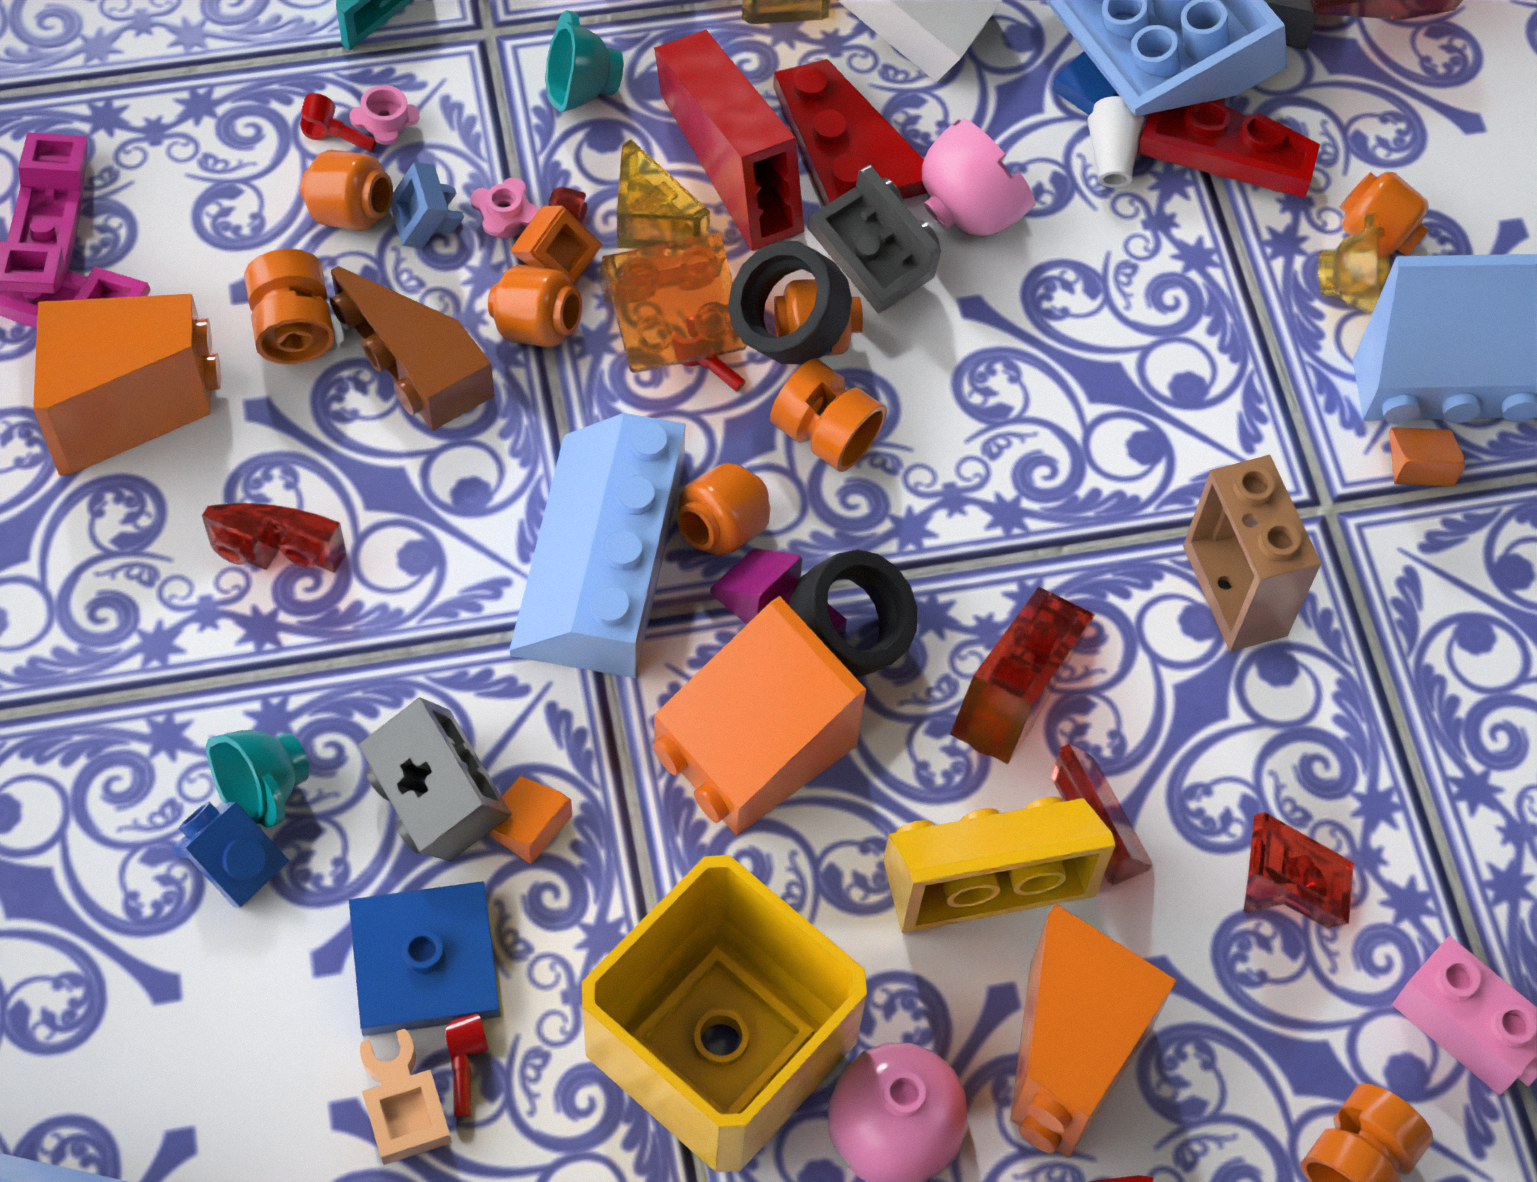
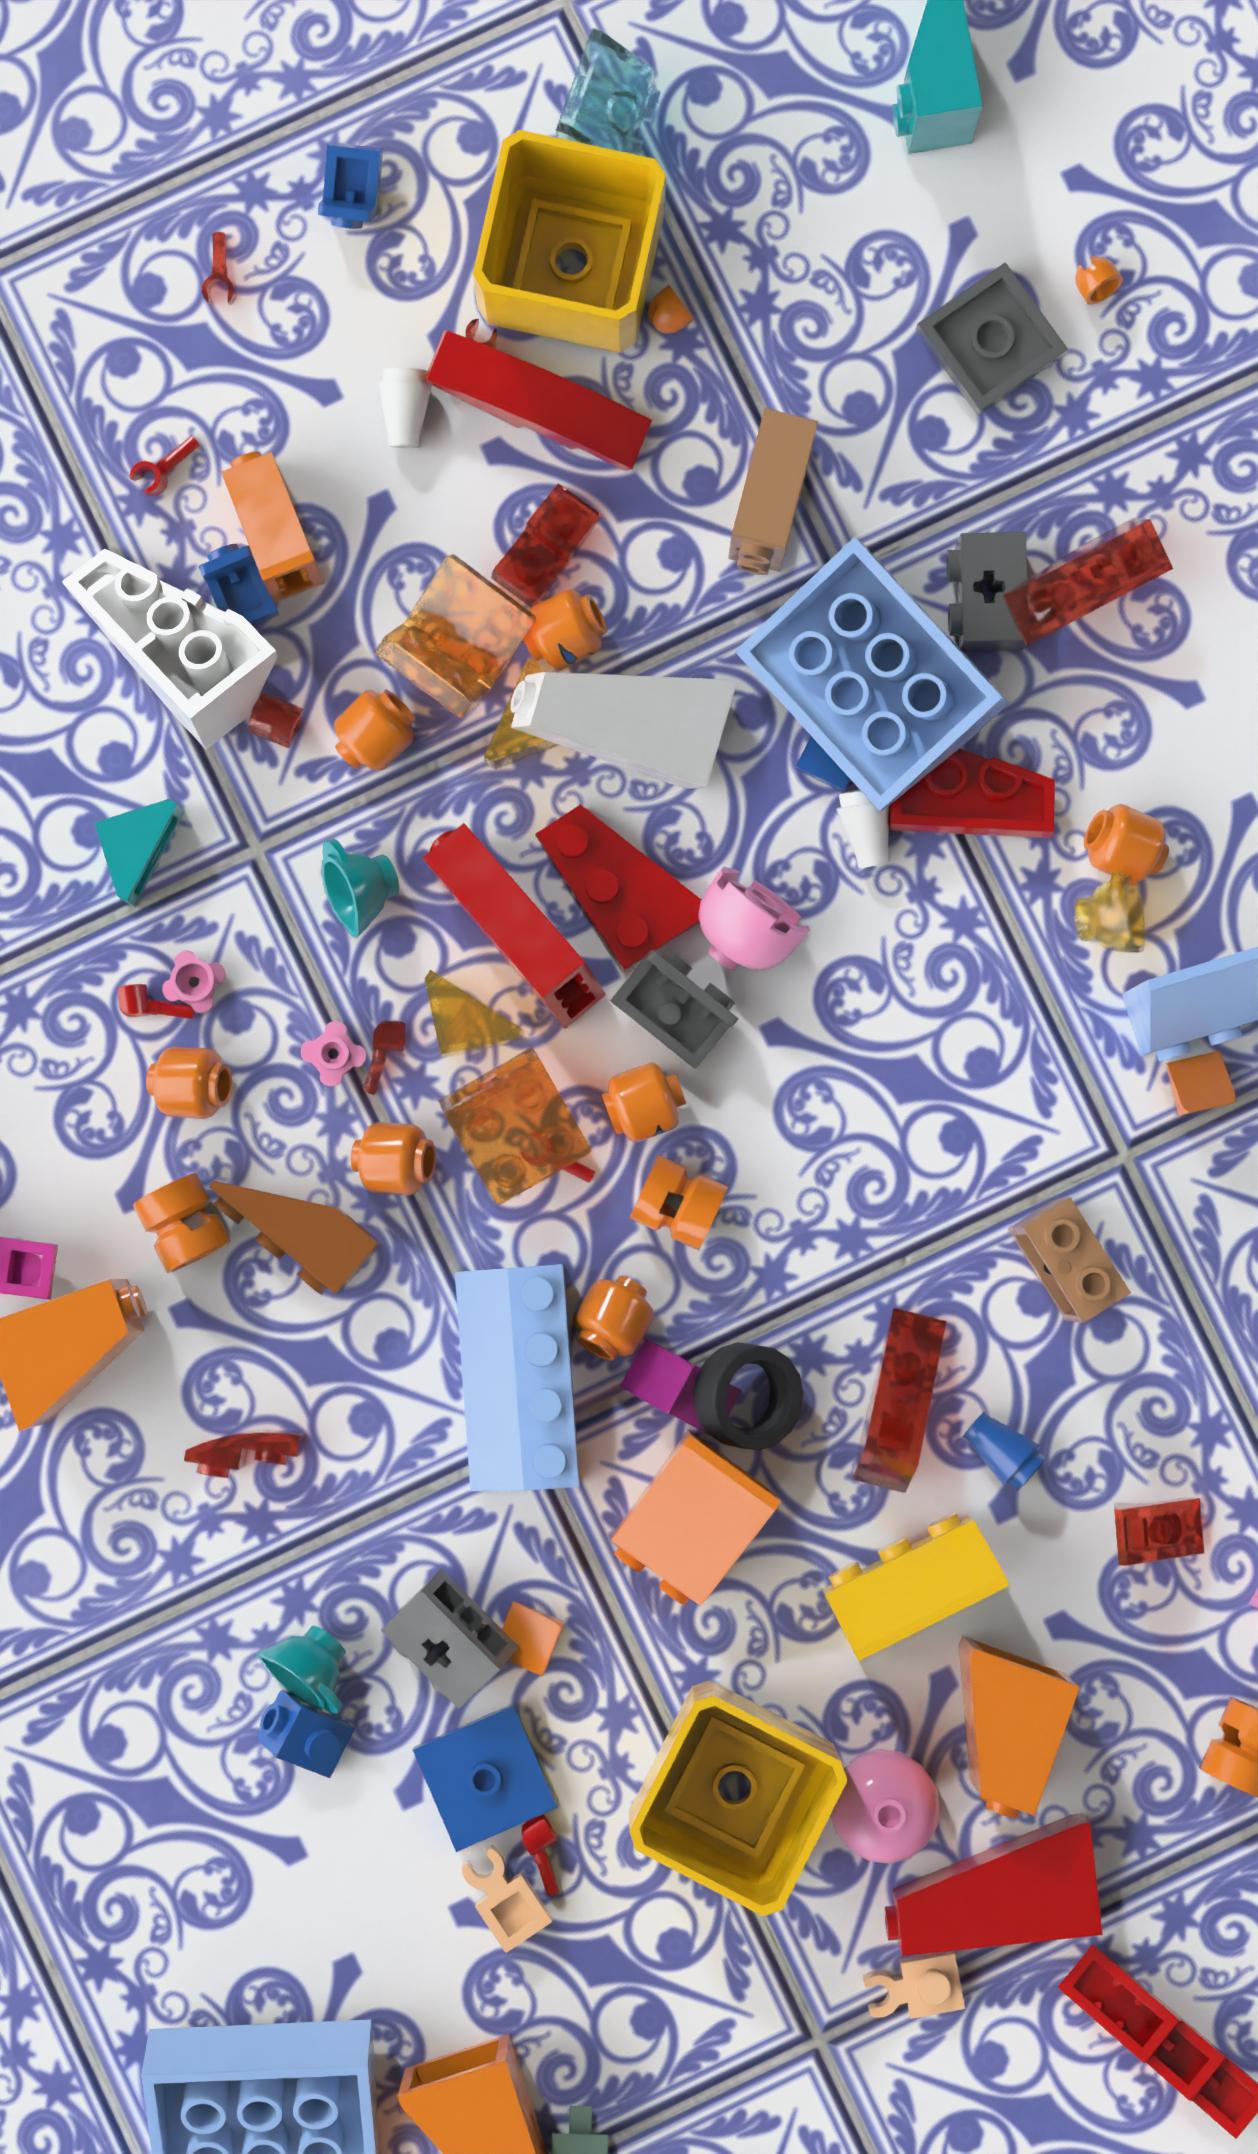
camera: 10 degrees left, 25 degrees up
(422, 206) = (260, 1079): medium blue tile -> none
(556, 242) = (391, 1084): orange slope -> none
(756, 282) = (595, 1145): black tyre -> none
(1078, 777) = (990, 1509): clear red slope -> none
(1135, 756) = (1004, 1451): none -> blue cone

